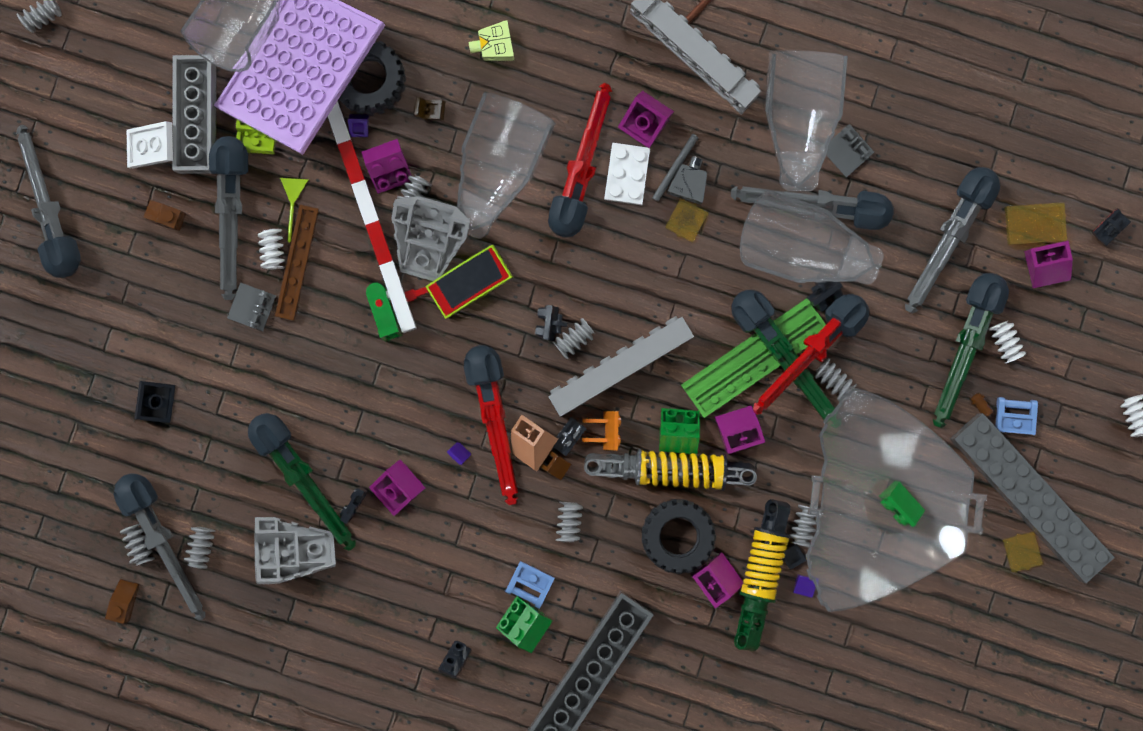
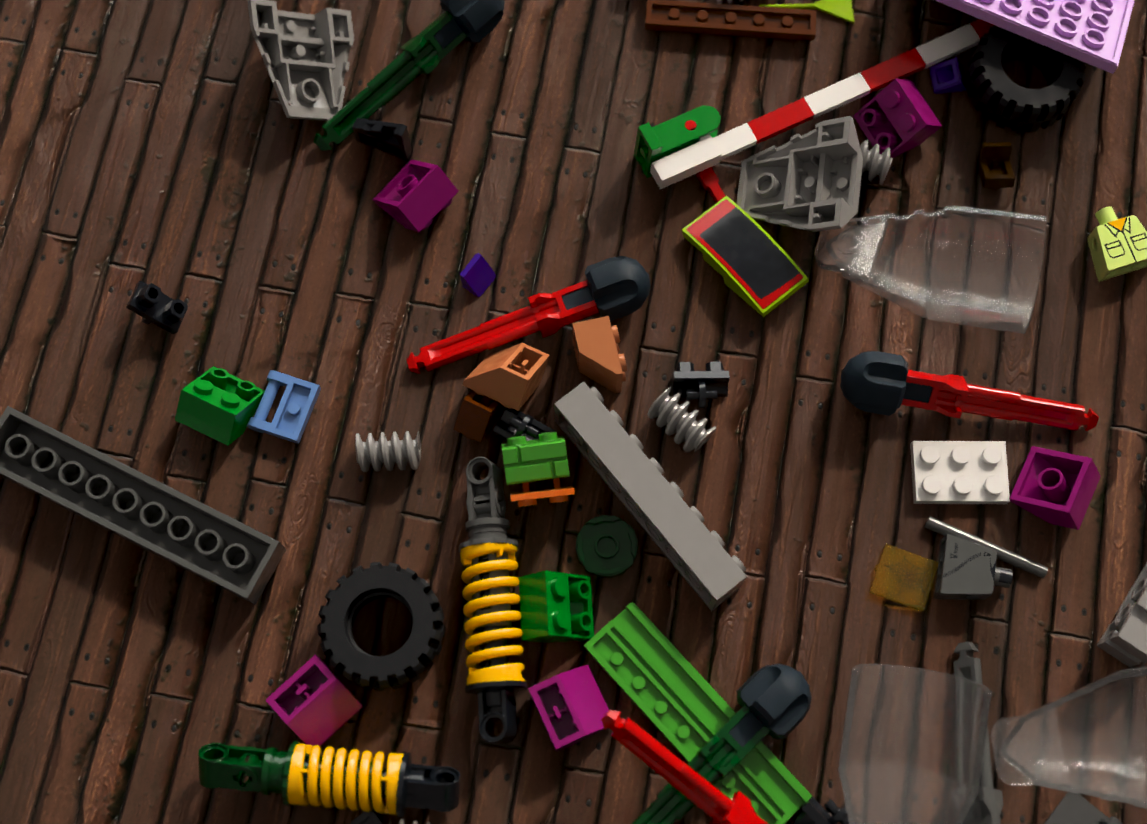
camera: 80 degrees right, 15 degrees down
(524, 385) = (597, 352): none -> nougat slope
(590, 432) = (535, 459): none -> bright green brick
(644, 395) = (606, 546): none -> dark green tile

